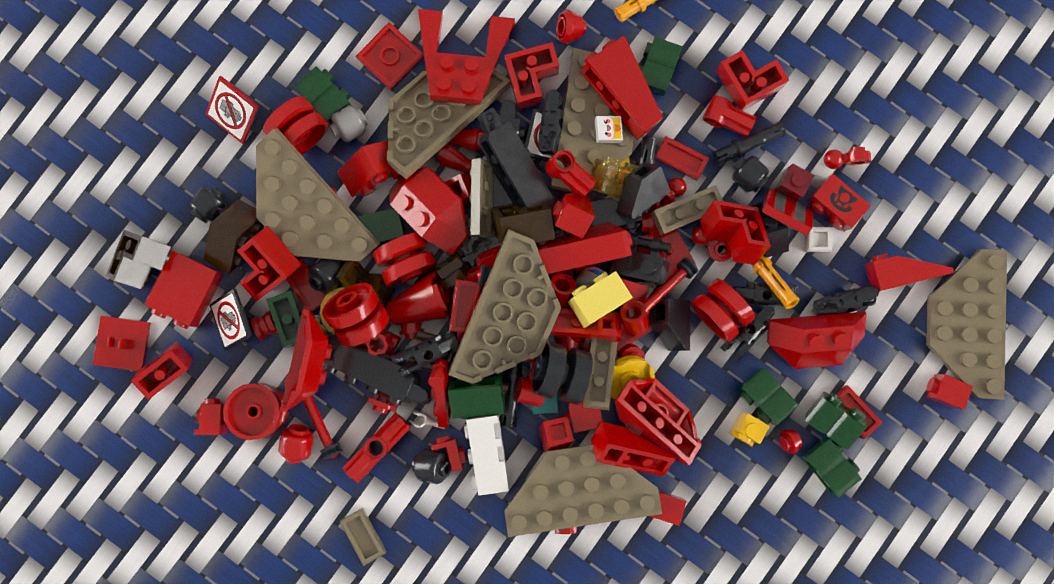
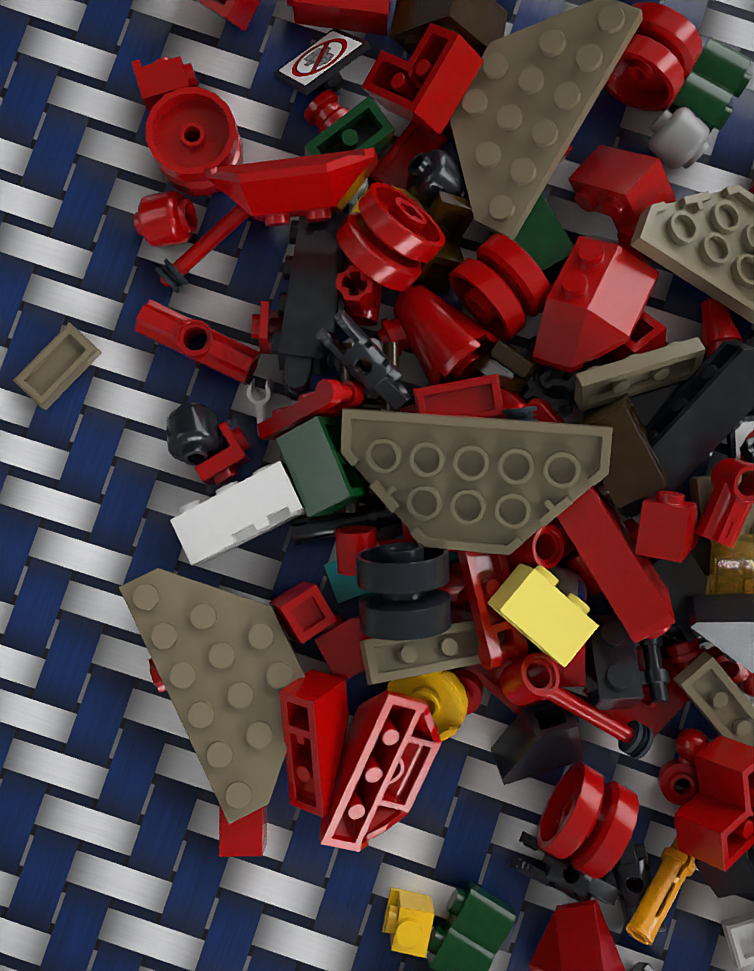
camera: 65 degrees right, 0 degrees up
(452, 158) = (680, 312): red cone -> none

